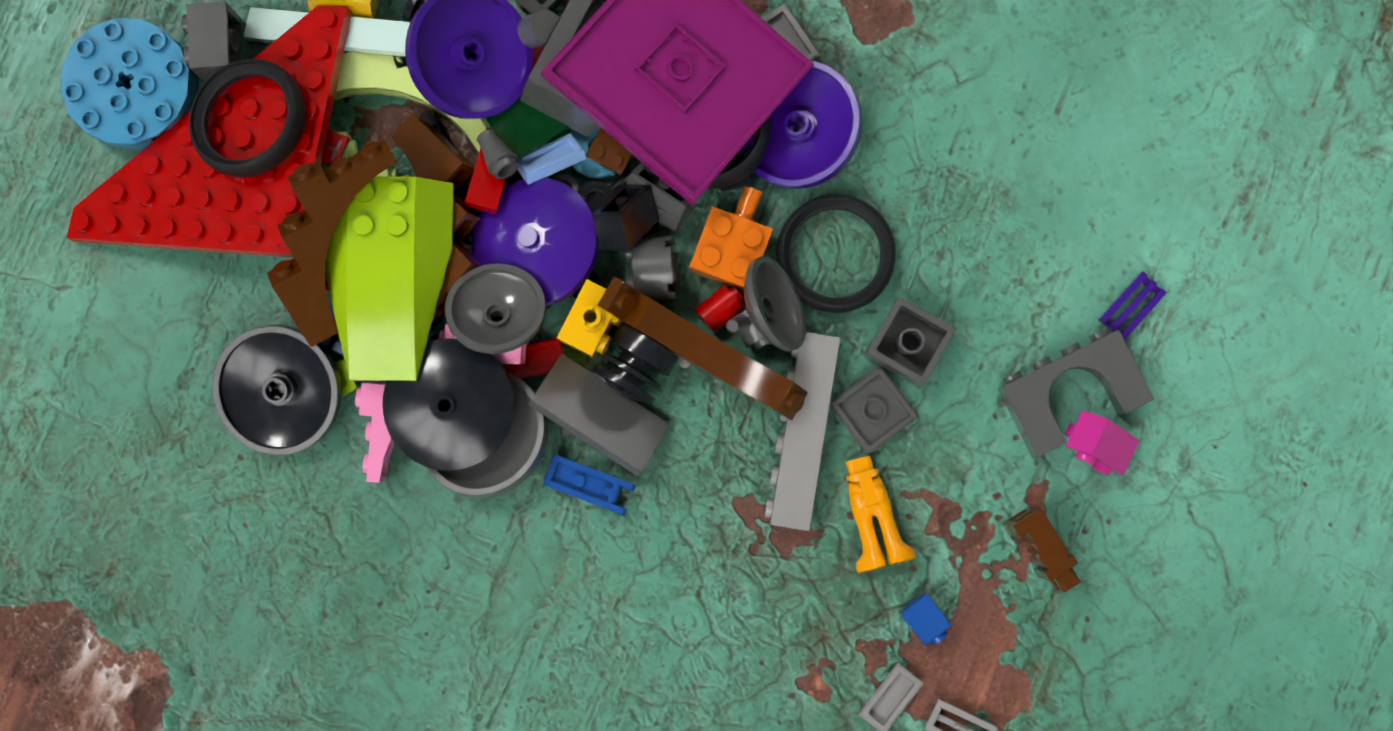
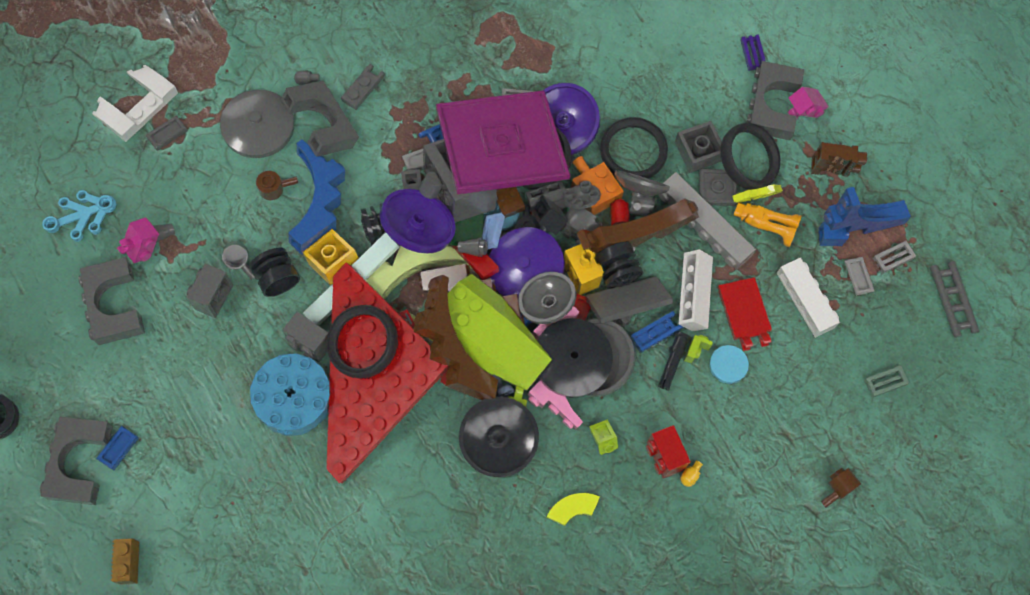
camera: 55 degrees left, 15 degrees down
(268, 552) = (572, 506): none -> neon yellow tile
(387, 523) = (604, 437): none -> lime bracket
(423, 622) = (667, 452): none -> red brick
(427, 672) = (691, 474): none -> yellow cylinder
(579, 532) = (676, 352): none -> black pin
(600, 553) = (694, 350): none -> lime bracket
(619, 612) = (728, 364): none -> medium azure tile
(685, 493) = (695, 290): none -> white brick
(688, 240) = (581, 196): none -> dark grey dish
(714, 580) = (745, 312): none -> red tile
(799, 652) = (808, 297): none -> white brick
(902, 472) = (757, 193): none -> neon yellow tile
(978, 648) = (869, 218): none -> blue arch
(979, 455) = (770, 146): none -> black tyre

